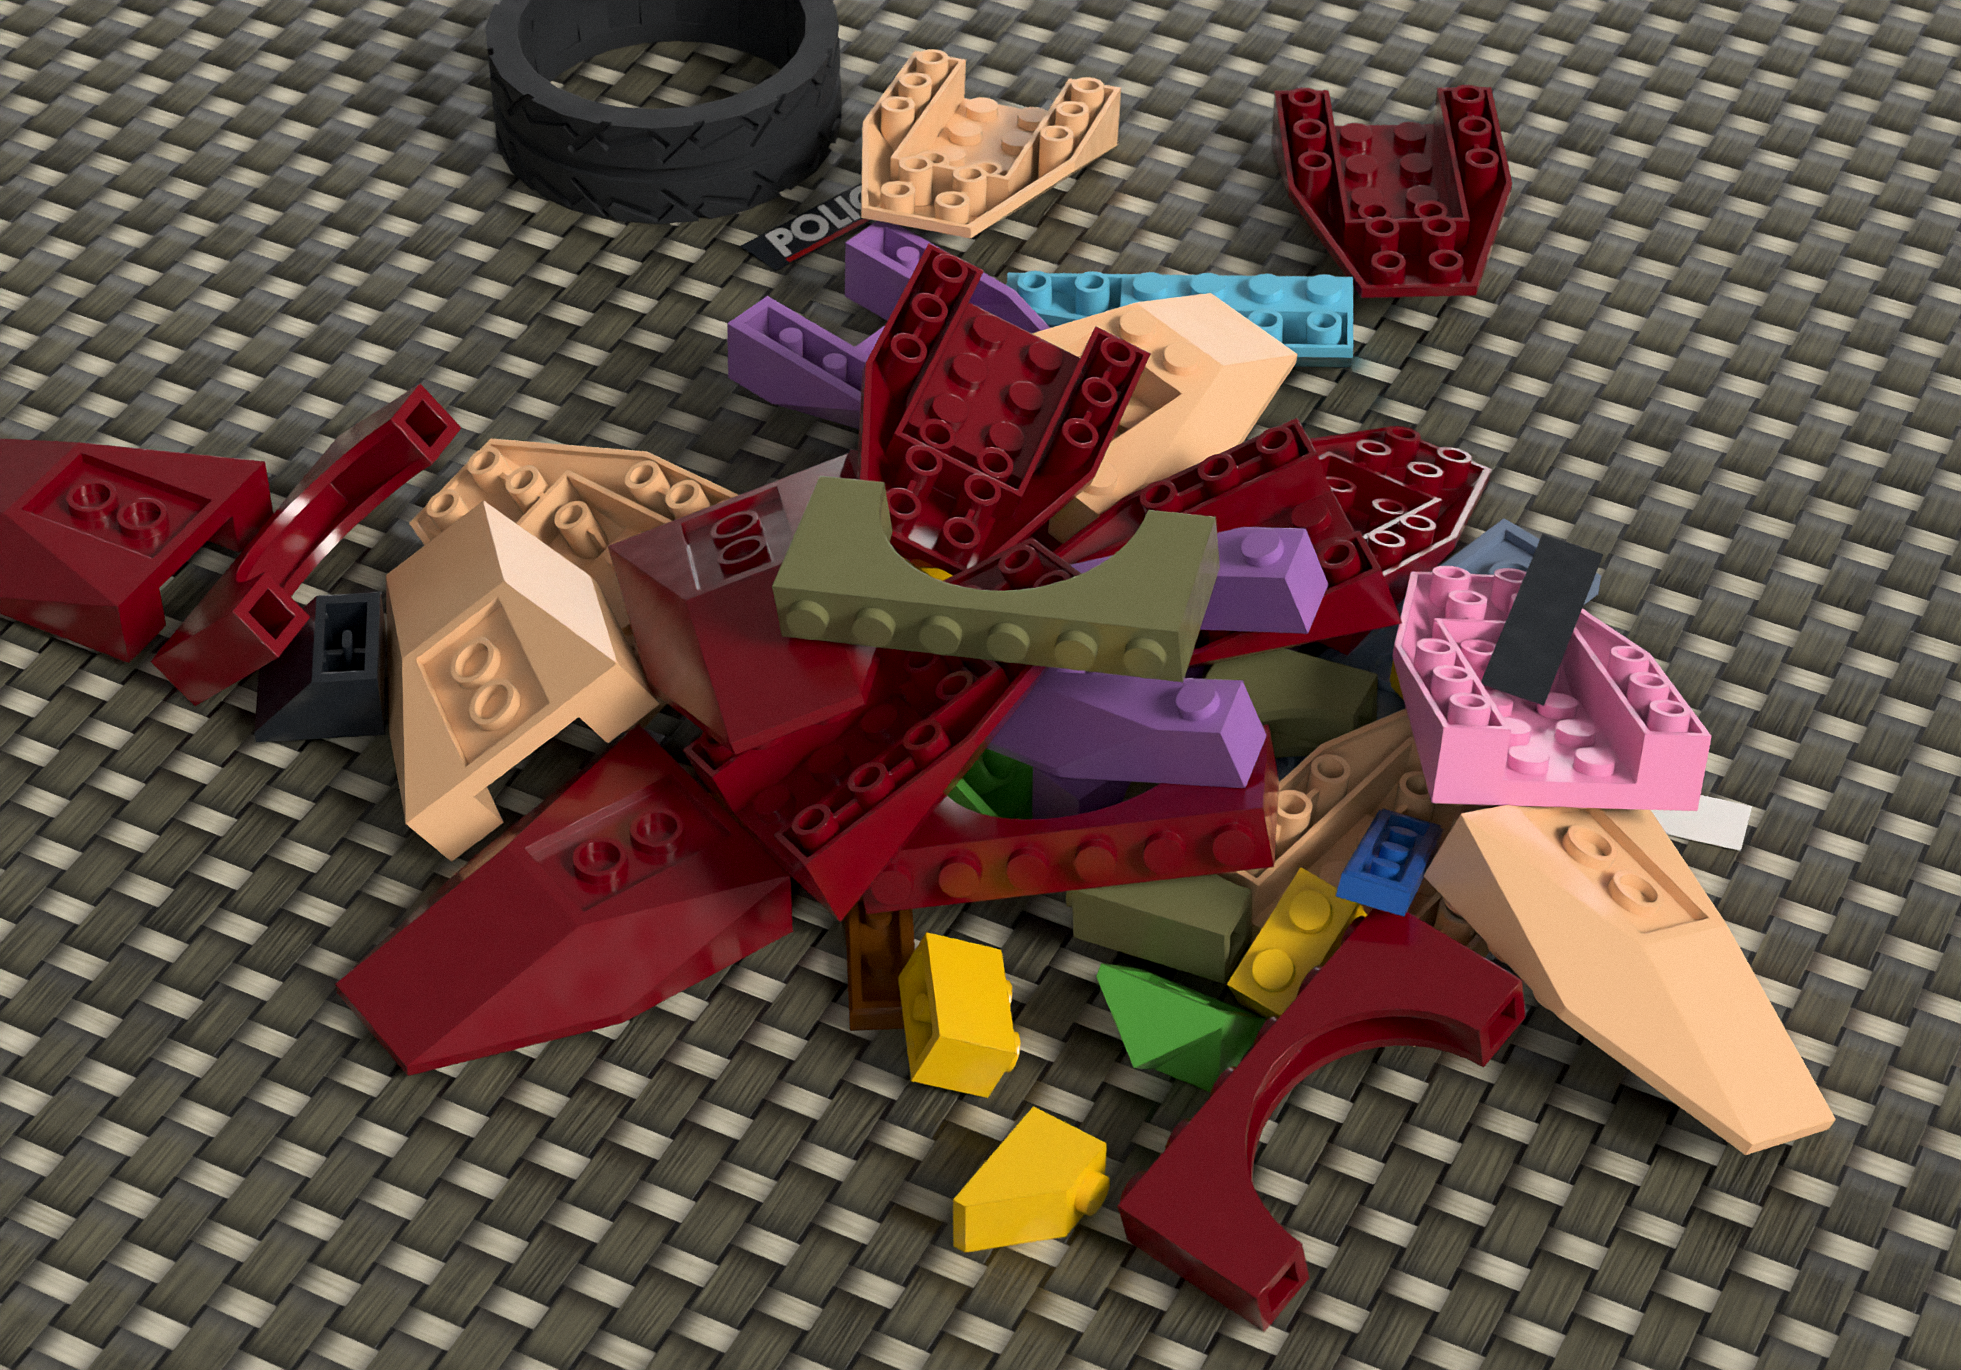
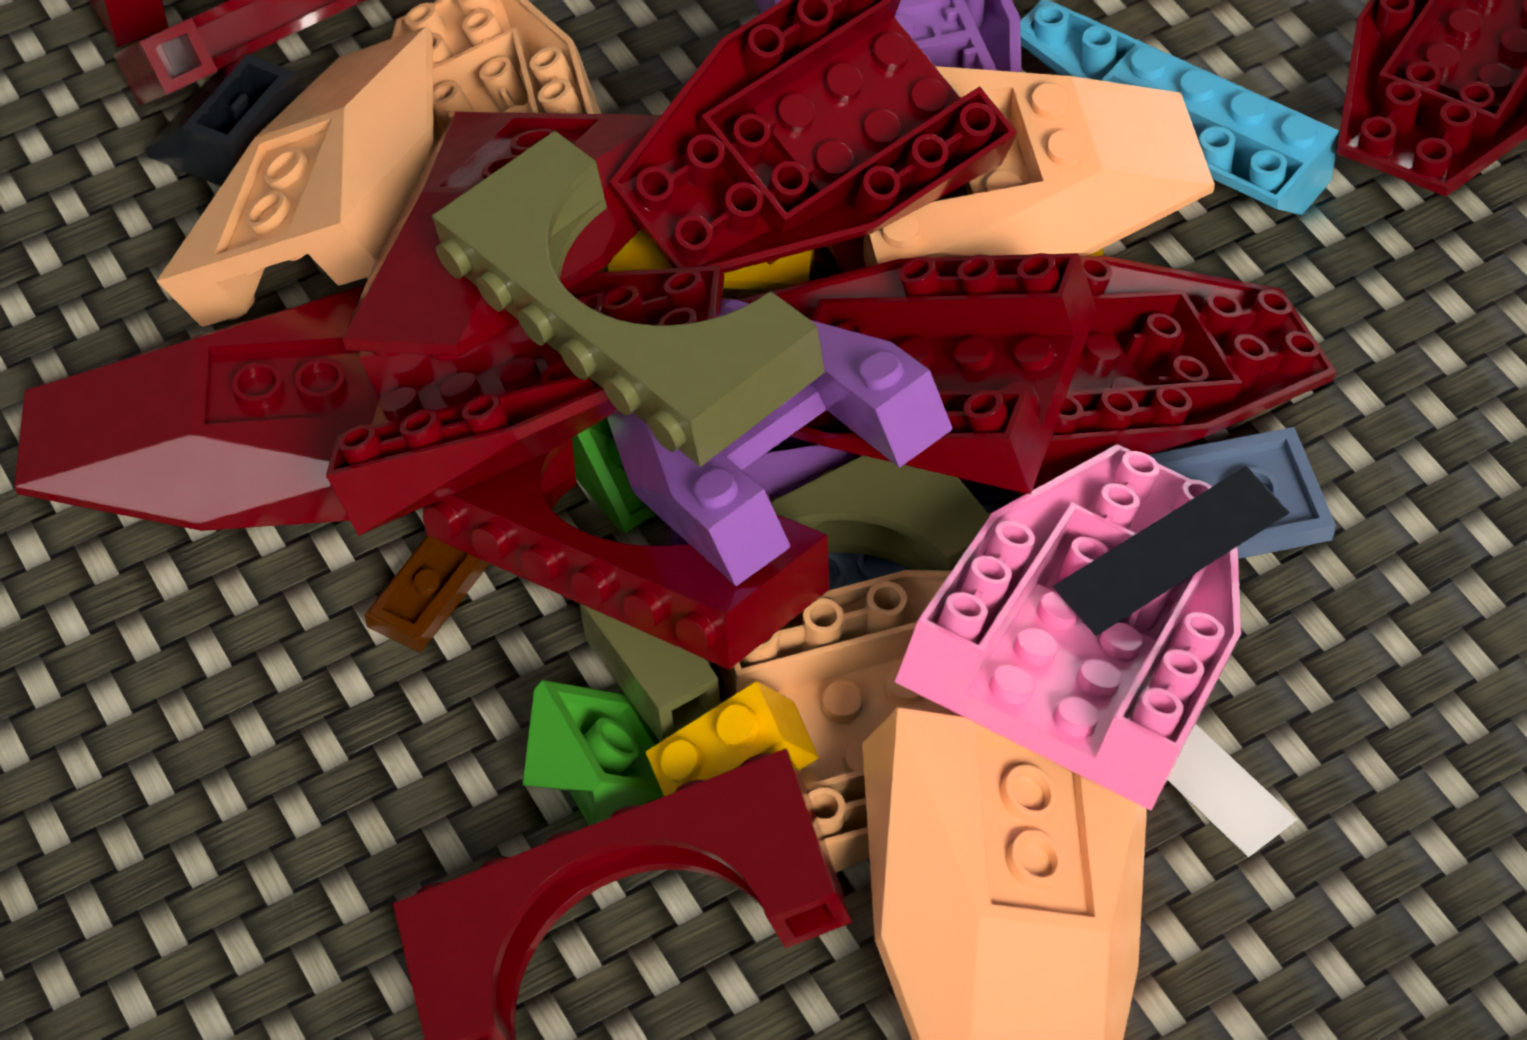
camera: 35 degrees right, 10 degrees up
(958, 1015) = (430, 661): yellow brick -> none
(1031, 1186) = (362, 844): yellow slope -> none
(1390, 862) = (824, 719): blue tile -> none

